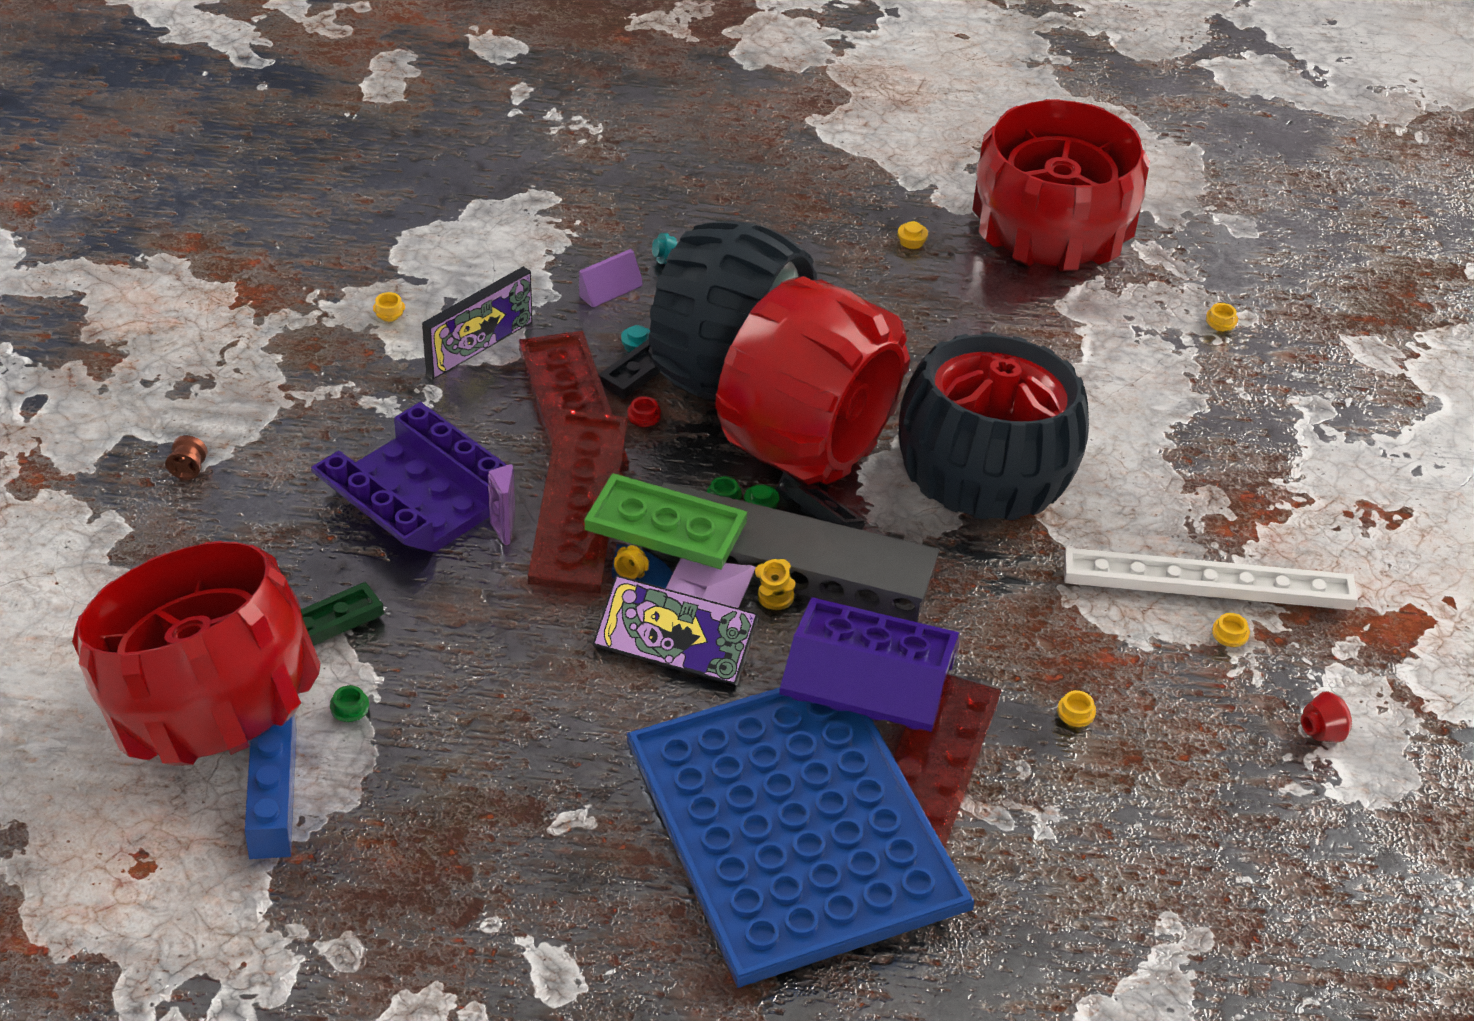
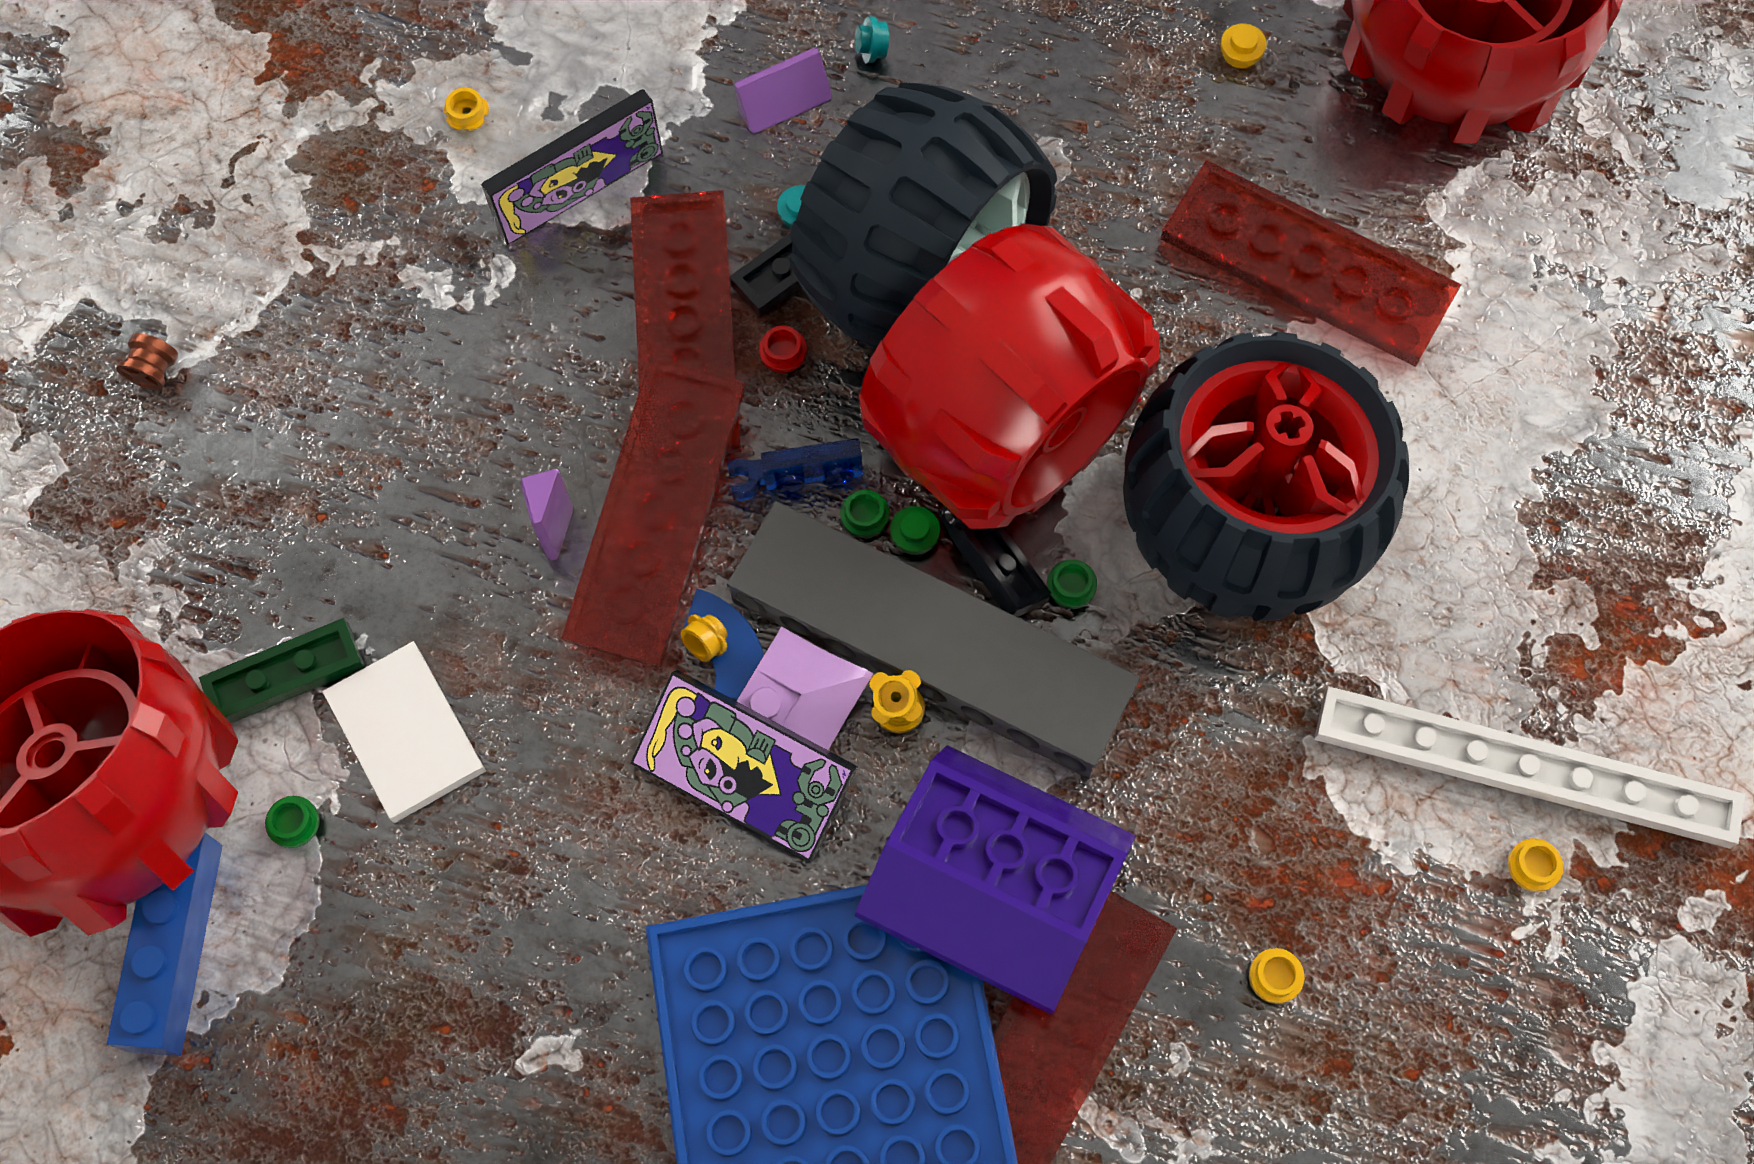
camera: 15 degrees right, 25 degrees up
(421, 484) = (437, 450): dark purple slope -> none
(421, 646) = (403, 732): none -> white tile
(666, 521) = (759, 585): bright green plate -> none
(677, 467) = (796, 467): none -> clear blue plate
(877, 515) = (1072, 584): none -> green plate
(936, 319) = (1310, 262): none -> clear red plate
(1222, 317) = (1674, 262): yellow plate -> none
(1327, 718) = (1634, 1054): red cone -> none

